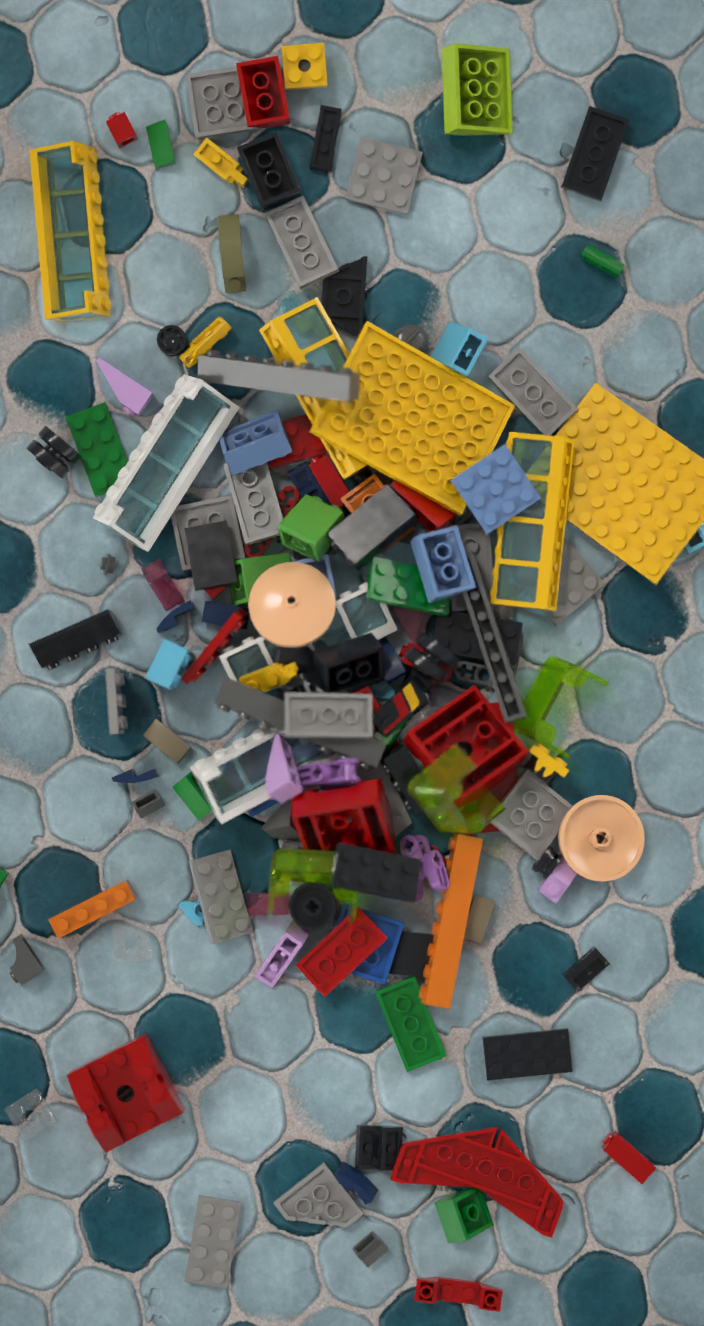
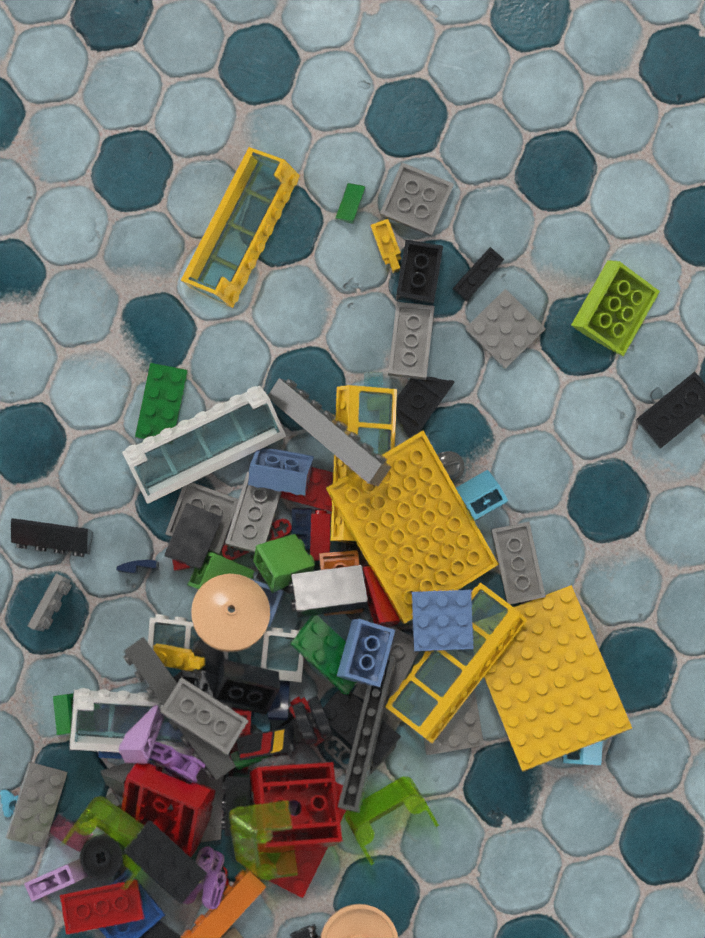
camera: 25 degrees right, 5 degrees down
(53, 452) = (122, 384): black wheel -> none
(107, 564) = (111, 494): dark grey plate -> none
(121, 129) = (327, 173): red brick -> none
(129, 393) = (208, 371): lavender slope -> none
(130, 777) = (26, 668): dark blue slope -> none
(145, 809) = (33, 700): dark grey piece -> none
(162, 584) = (143, 535): clear pink slope -> none
(167, 741) = (71, 658): dark tan slope -> none
(169, 664) = (108, 600): medium azure brick -> none
(172, 340) = (266, 354): black wheel -> none
(204, 341) = (291, 370): yellow hinge -> none
(211, 652) = (146, 610): red plate -> none
(220, 613) = (176, 588): dark blue slope -> none
(231, 253) = (352, 316): olive arch -> none
(263, 93) = (451, 211): red slope -> none
(304, 66) = (495, 210): yellow piece -> none
(410, 620) = (315, 681): clear pink slope -> none
(531, 814) = (316, 891): light grey plate -> none
(544, 765) = (348, 858): yellow piece -> none
(602, 260) = (633, 494): green slope -> none

